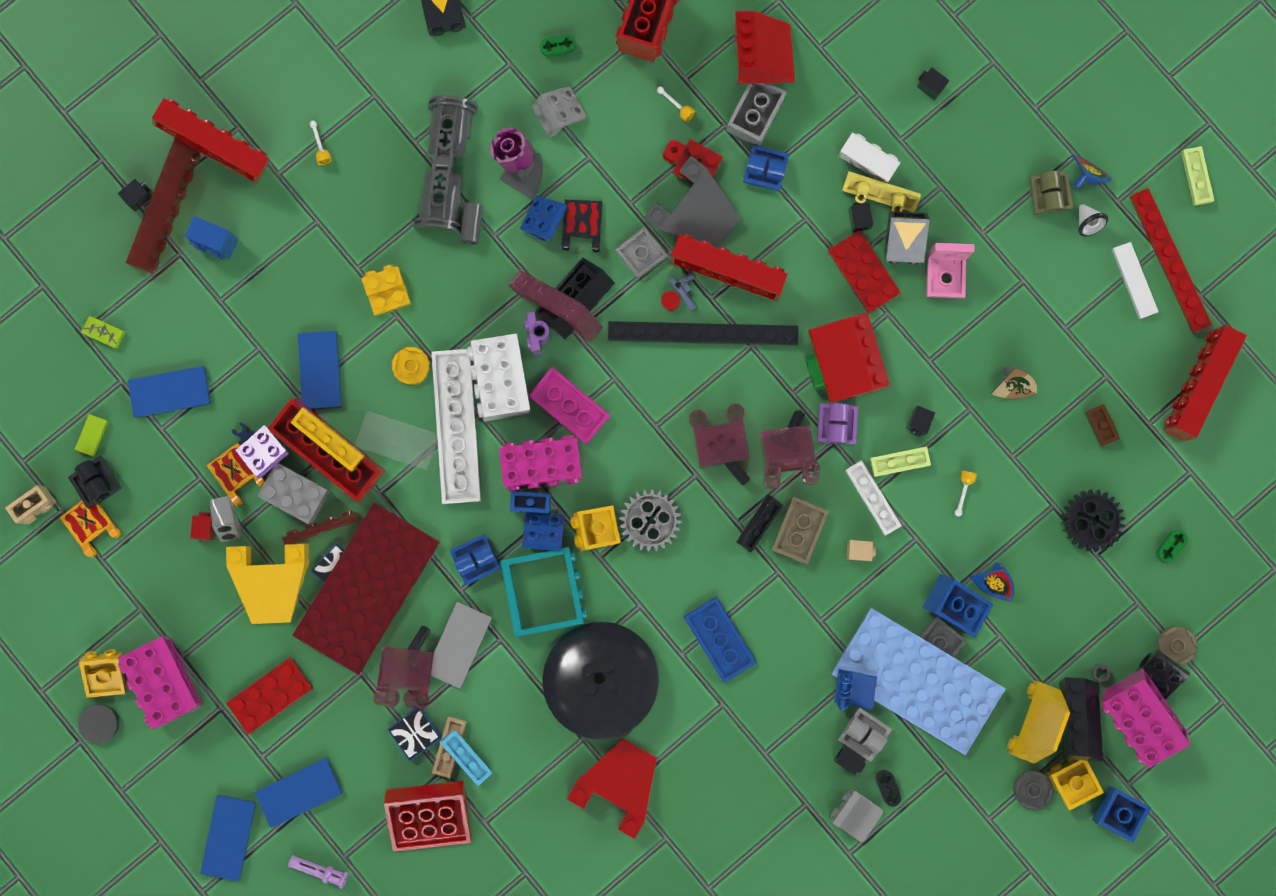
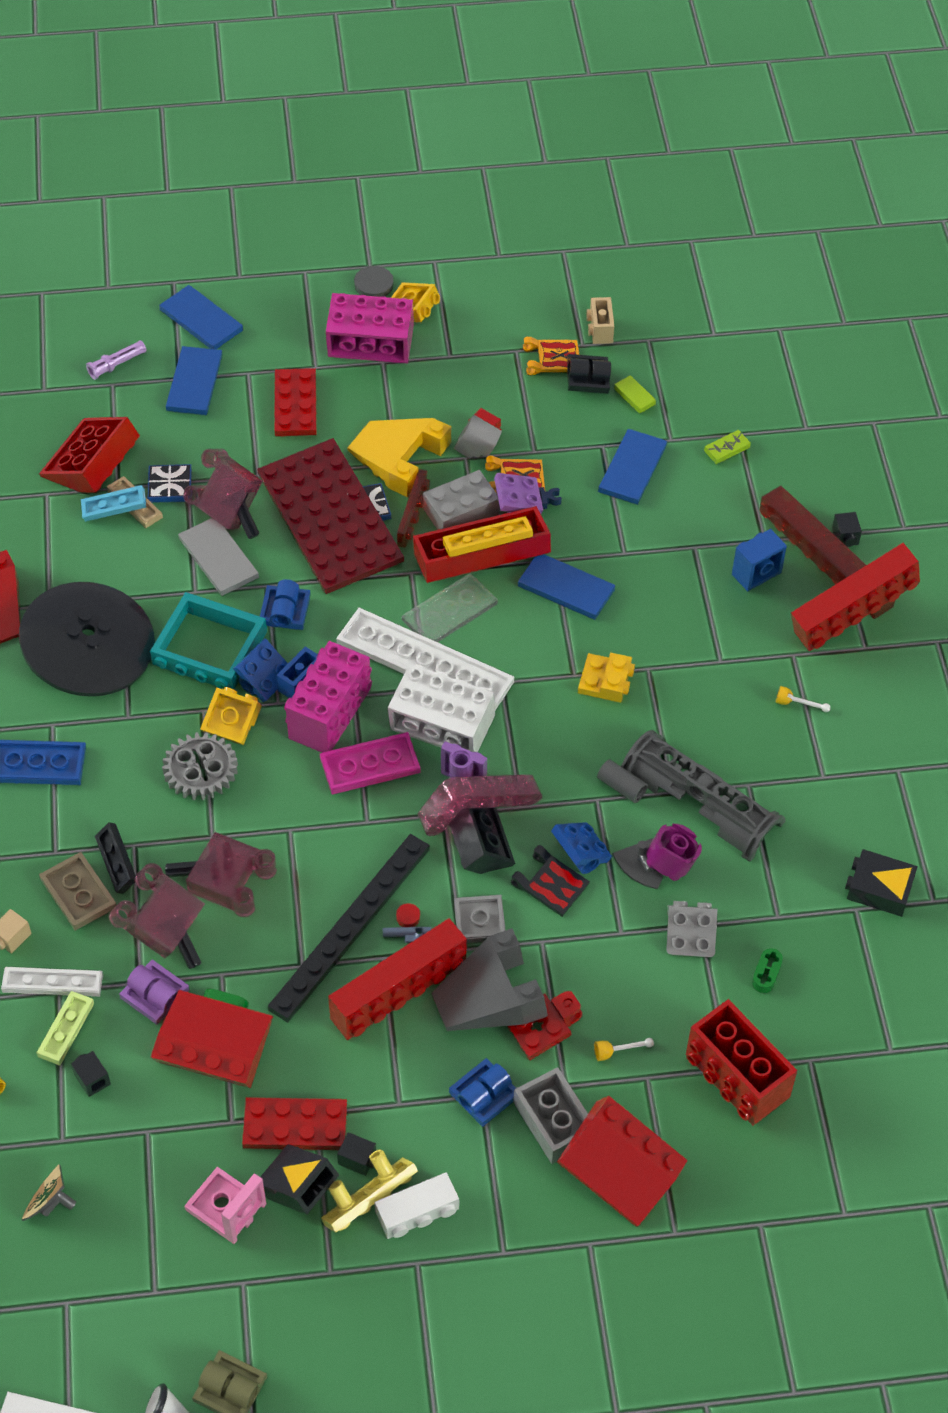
camera: 125 degrees right, 30 degrees down
(410, 365) = (515, 658): yellow tile -> none
(932, 83) = (457, 1335): black brick -> none

